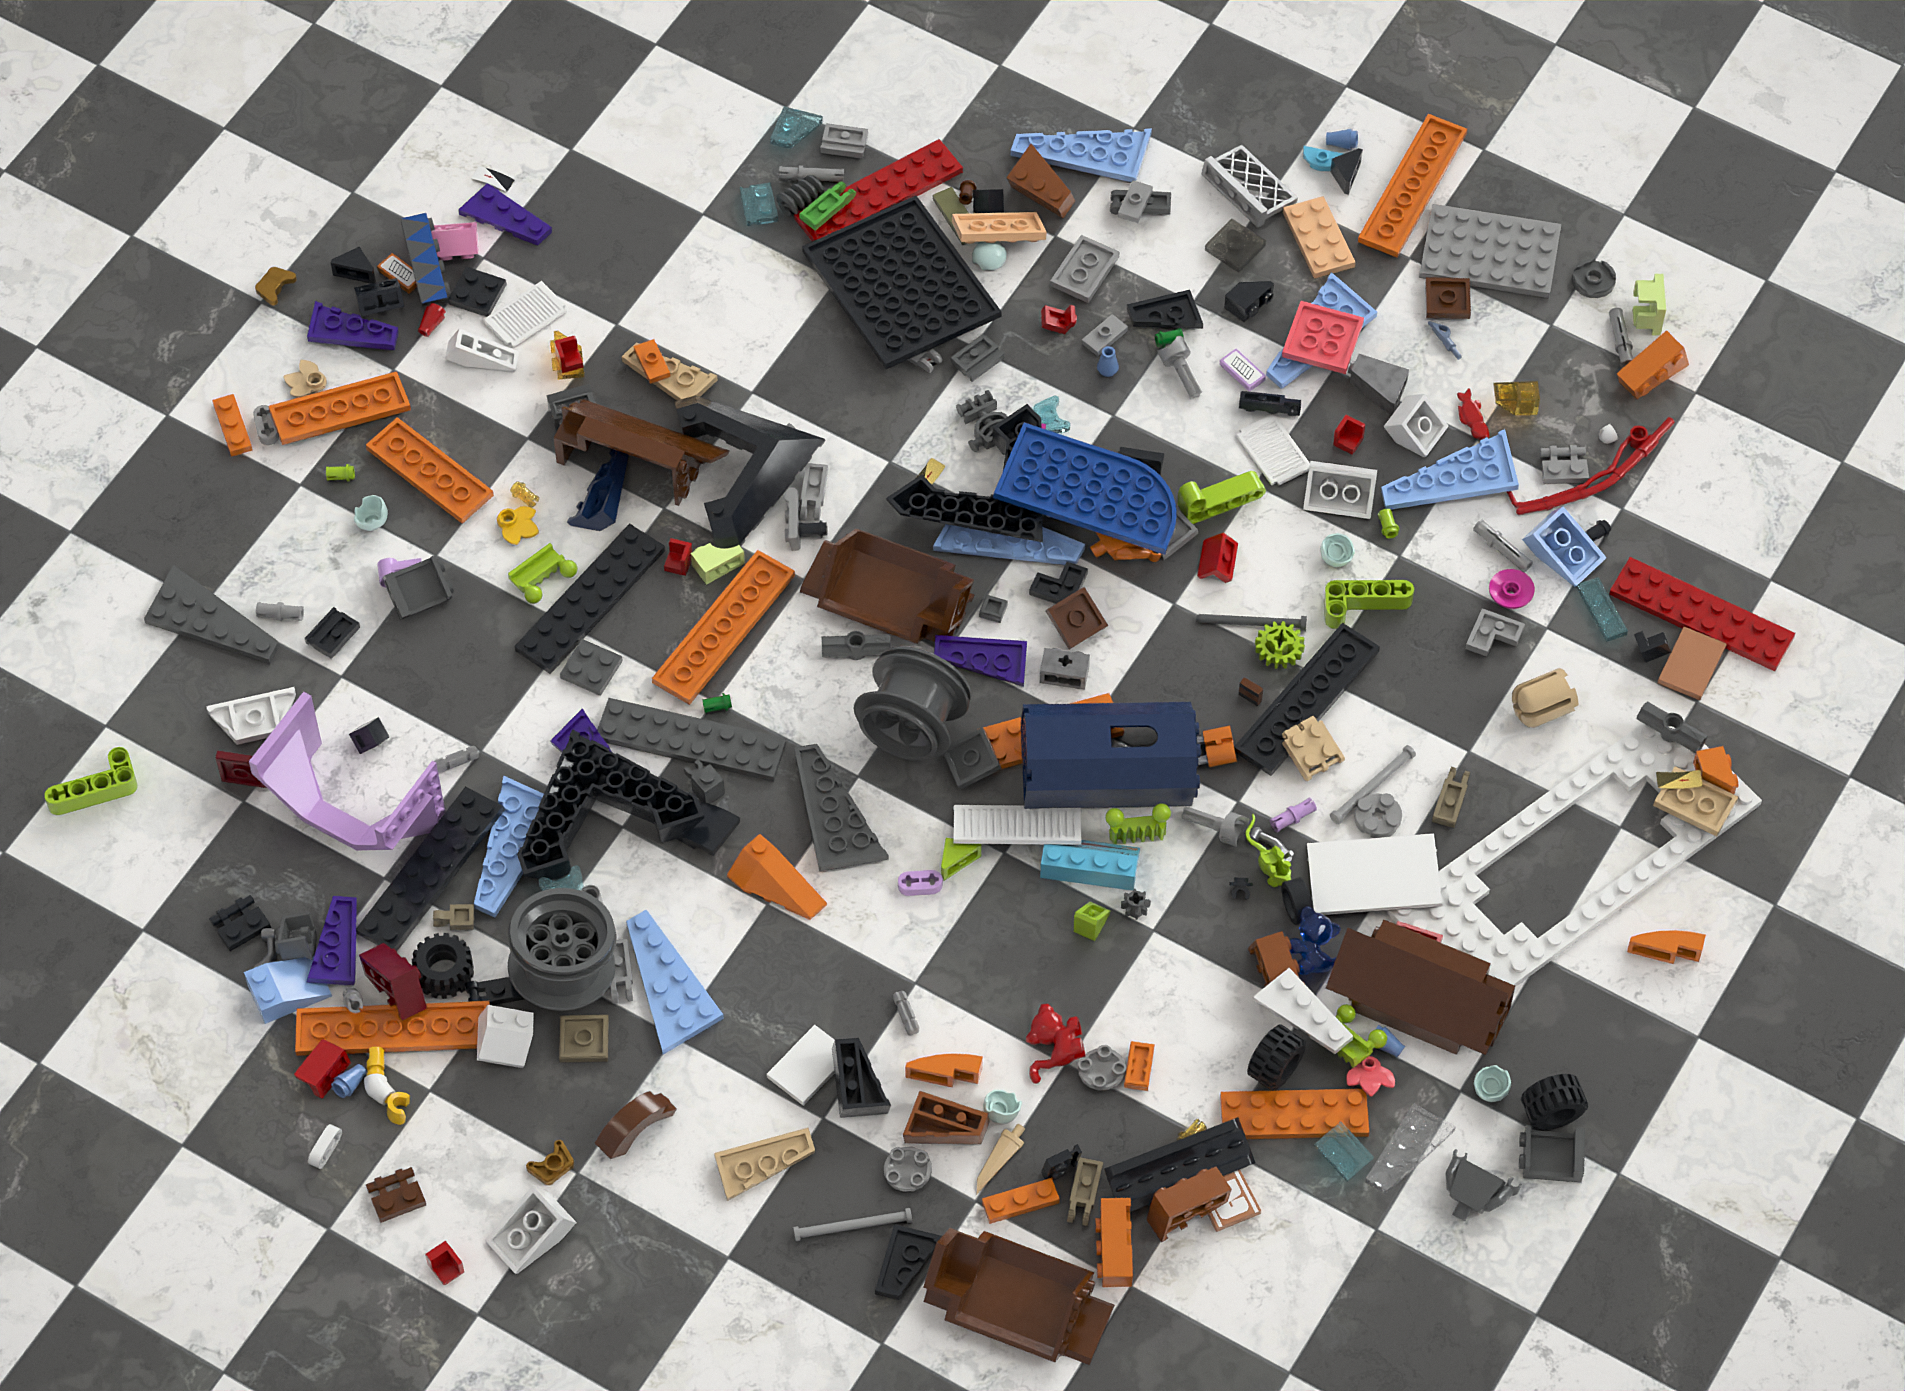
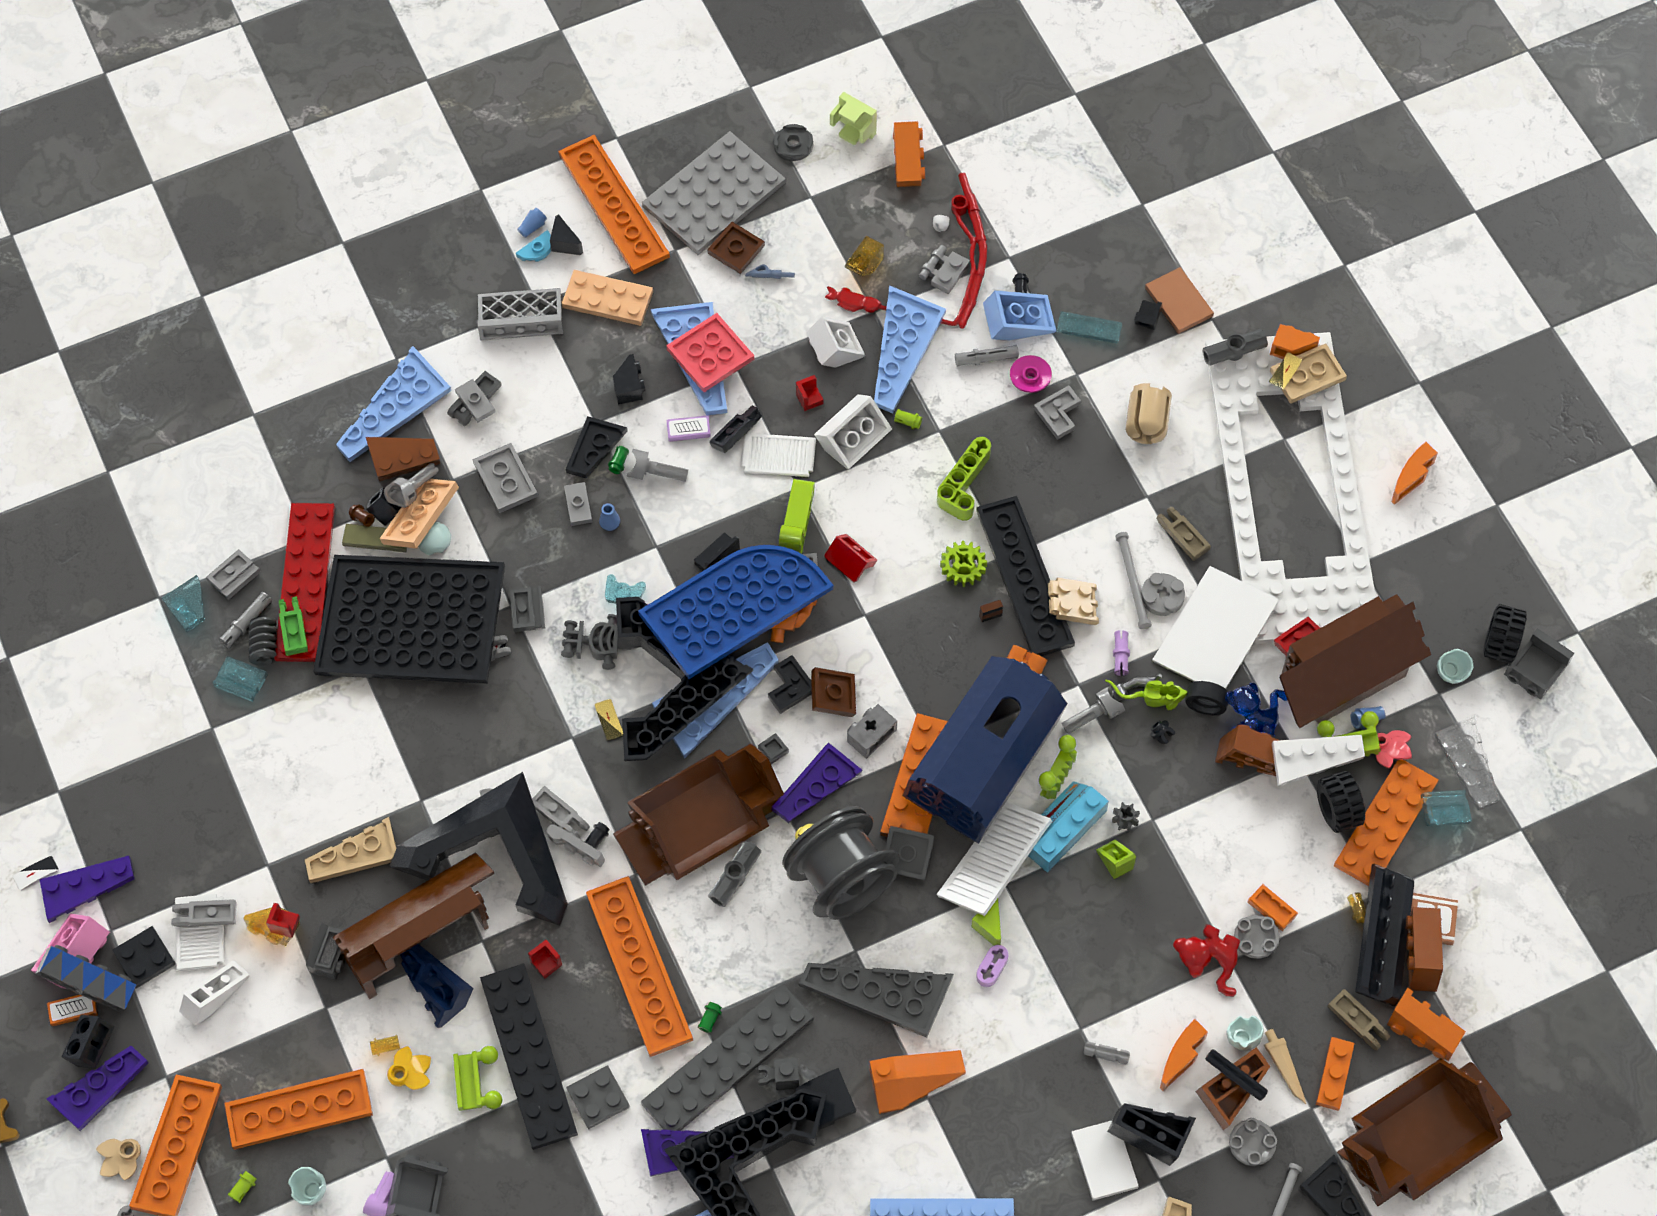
camera: 55 degrees left, 5 degrees up
(353, 266) = (36, 1042): black slope -> none
(431, 319) = (143, 1011): red cone -> none
(542, 307) = (205, 913): none -> light grey hinge
(652, 361) = (335, 858): orange plate -> none
(715, 562) = (569, 935): yellowish green arch -> none
(949, 1110) = (1236, 1075): none -> black axle
(1006, 201) = (404, 490): none -> light grey piece
(1057, 319) = (539, 526): red bracket -> none
(1057, 1165) = (1332, 1020): black plate -> none
(1235, 245) = (570, 359): clear smoke plate -> none
(1251, 621) = (953, 536): dark grey bar -> none
(1337, 550) = (908, 468): light aqua hair -> none
(1379, 381) = (777, 341): flat silver slope -> none
(1475, 1187) = (1536, 736): dark grey torso -> none
(1623, 344) = (870, 162): light grey pin -> none
(1702, 612) = (1140, 265): red plate -> none

